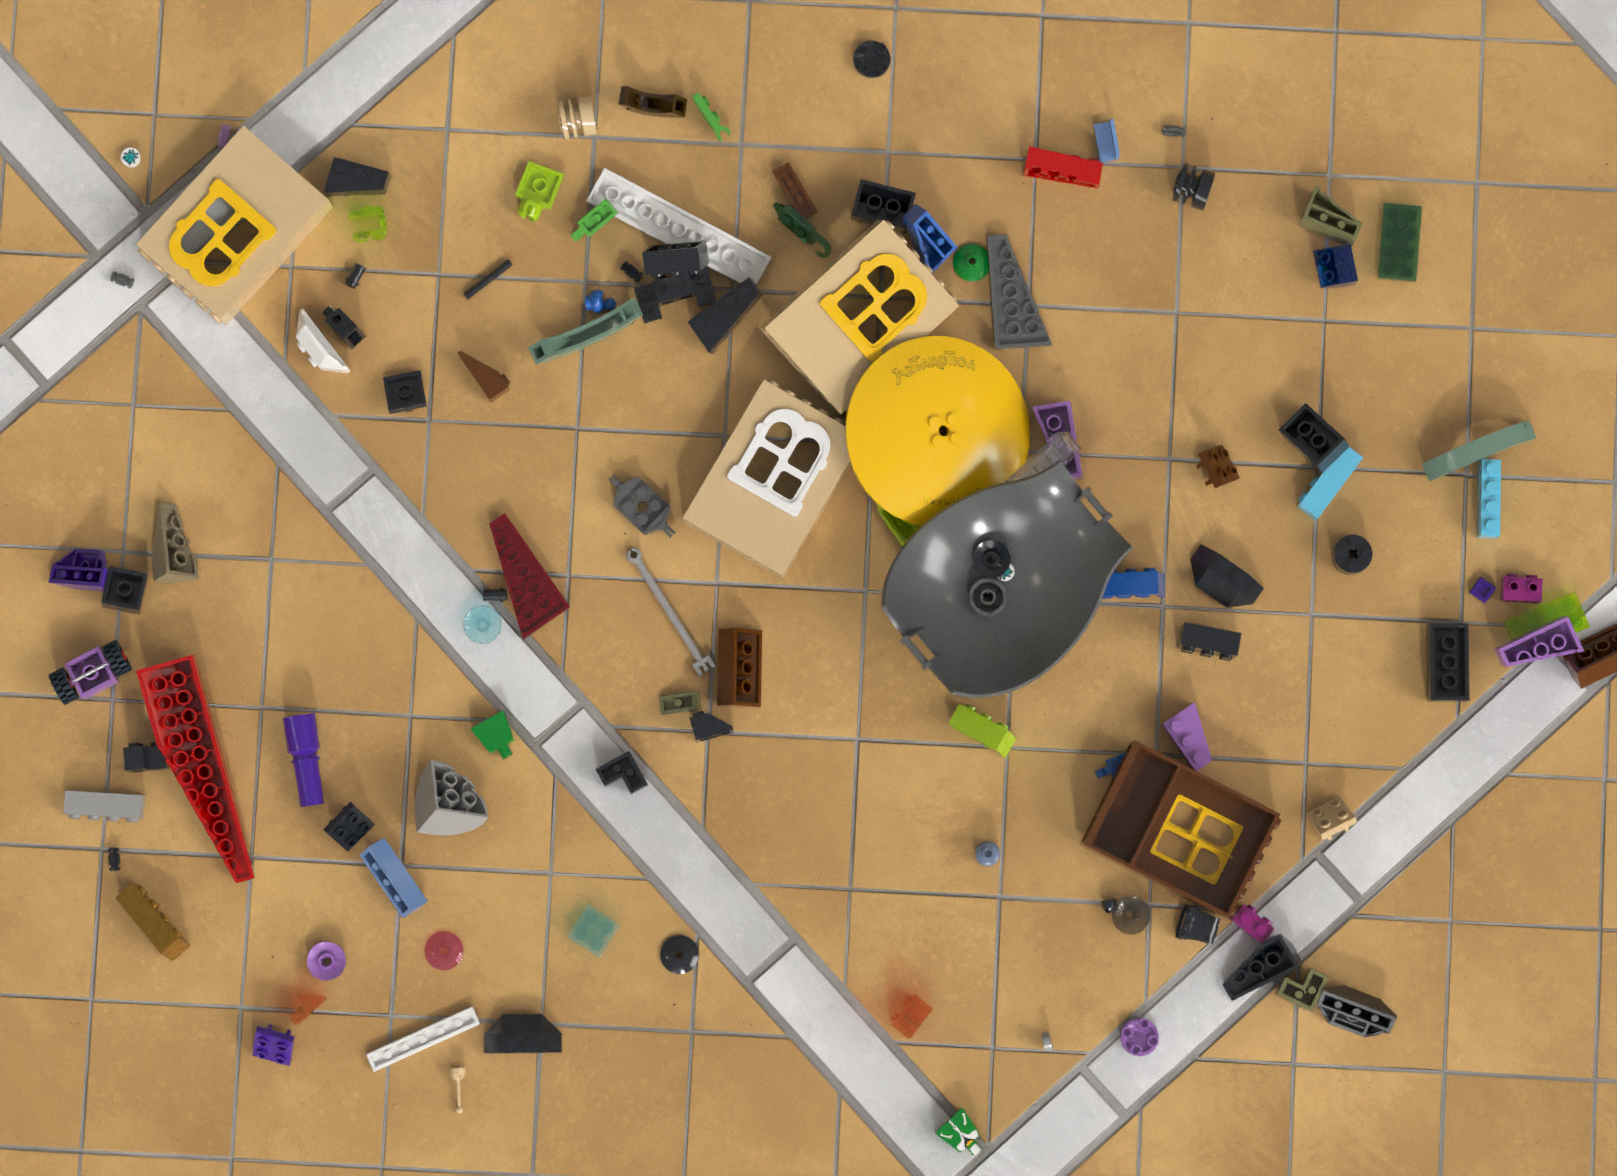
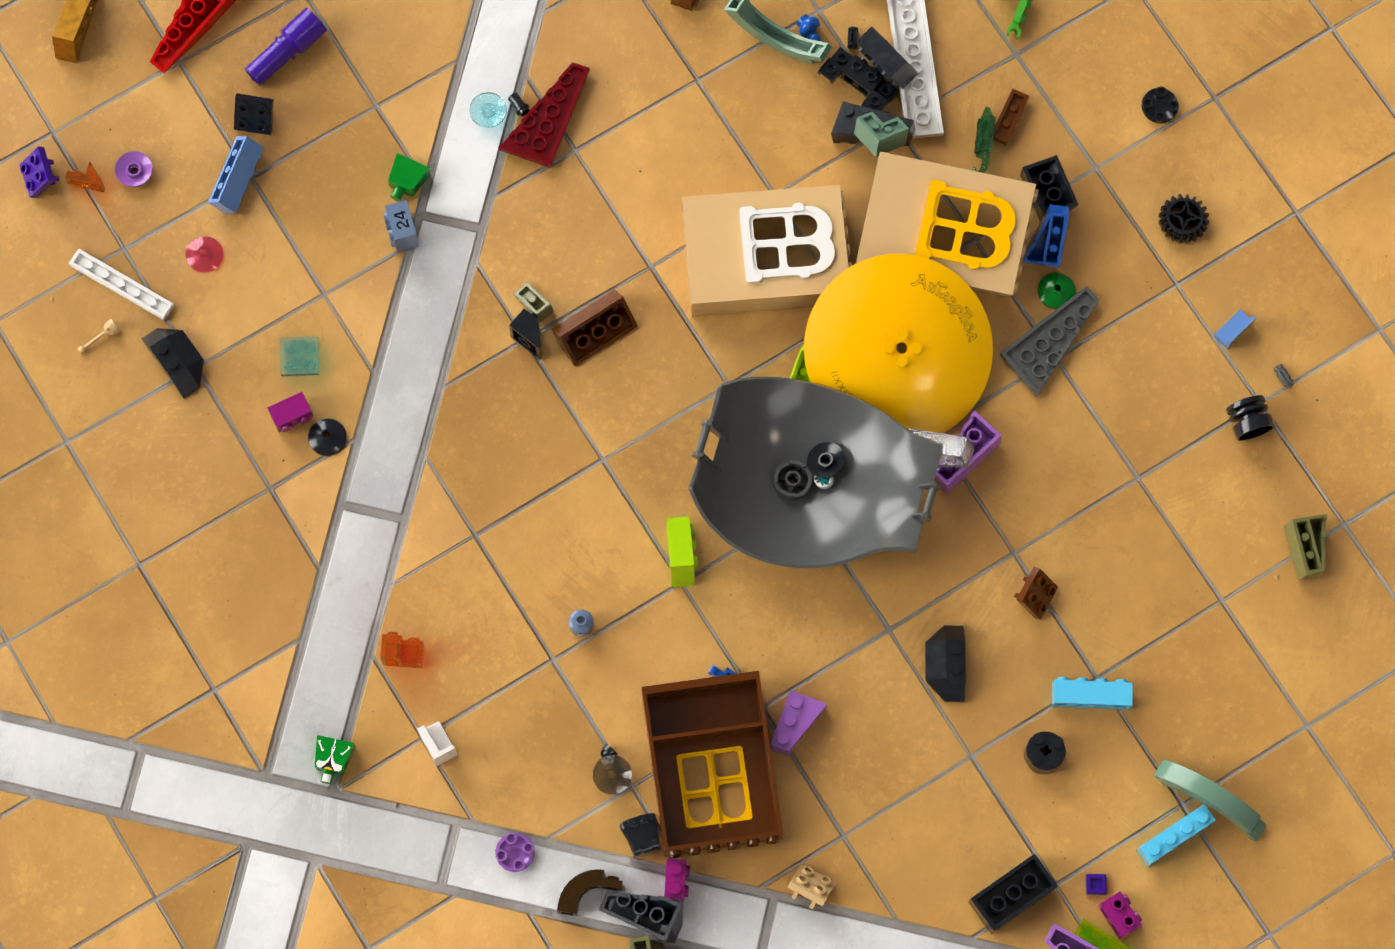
camera: 50 degrees right, 10 degrees down
(447, 802) = (325, 175): light grey brick -> none
(540, 769) = (400, 226): none -> sand blue brick
(623, 768) = (447, 291): black brick -> none
(634, 492) = (673, 153): dark grey plate -> none
(639, 971) = (290, 412): none -> magenta brick
(671, 614) = (579, 295): light grey hinge -> none
(745, 316) = (880, 136): none -> sand green panel
(996, 101) = (1168, 217): none -> black gear
(1006, 1038) = (437, 743): none -> white panel
(1047, 1042) = (458, 778): light grey tile -> none
(1062, 168) = (1185, 305): red wedge -> none
(1135, 583) = (887, 586): blue wedge -> none
(1203, 1004) = (581, 884): none -> dark brown arch
(1209, 641) = (886, 682): black brick -> none
(1314, 438) = (1118, 652): black brick -> none
(1335, 266) = (1271, 576): clear blue slope -> none
(1399, 242) = (1332, 616): clear green plate -> none

